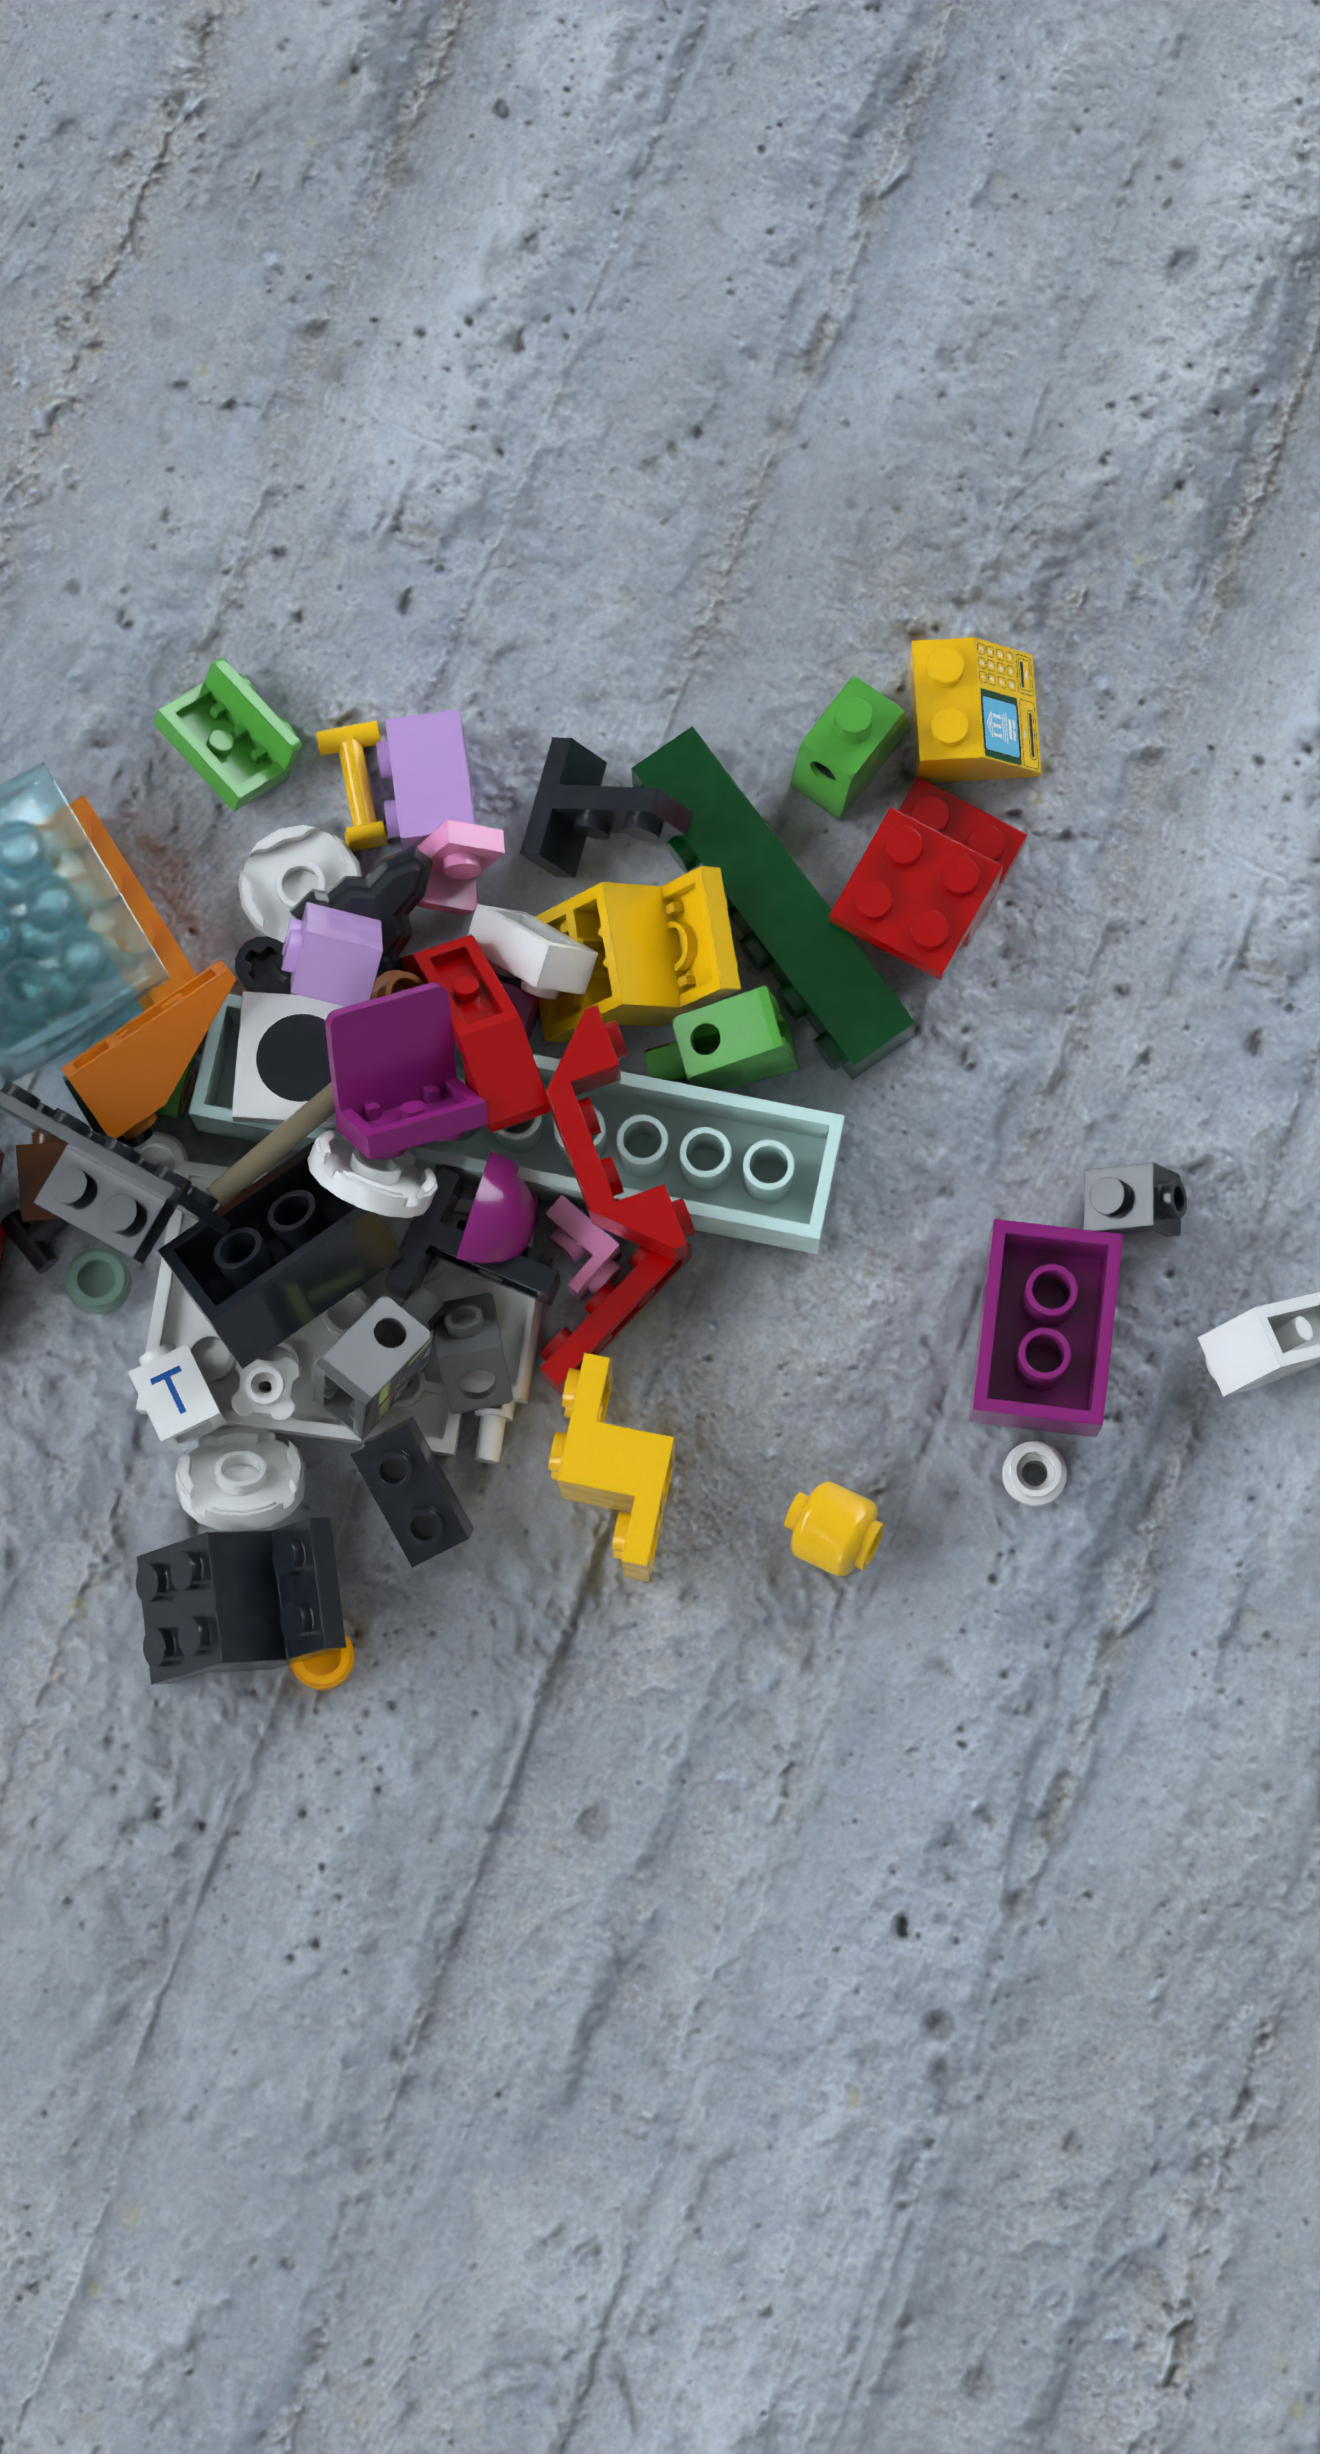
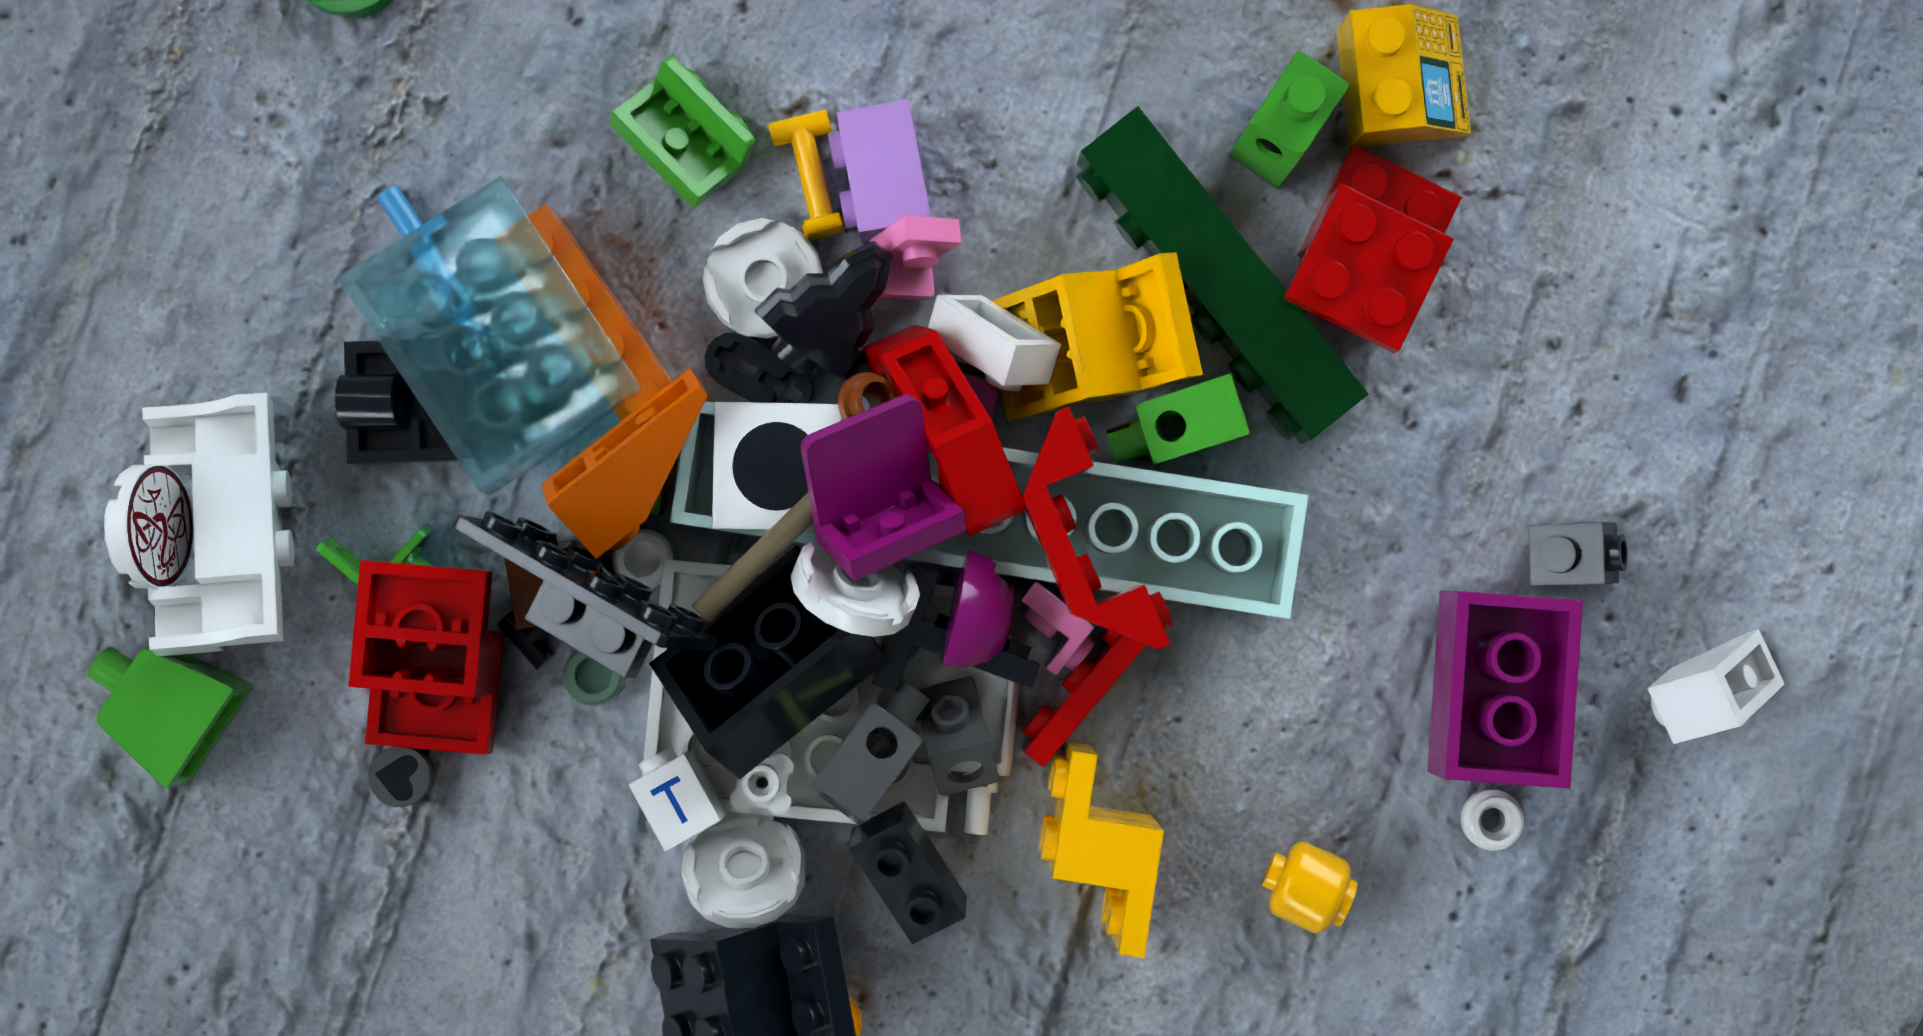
camera: 10 degrees left, 10 degrees up
(332, 955) = (802, 364): lavender brick -> none
(576, 806) = (1022, 193): black bracket -> none

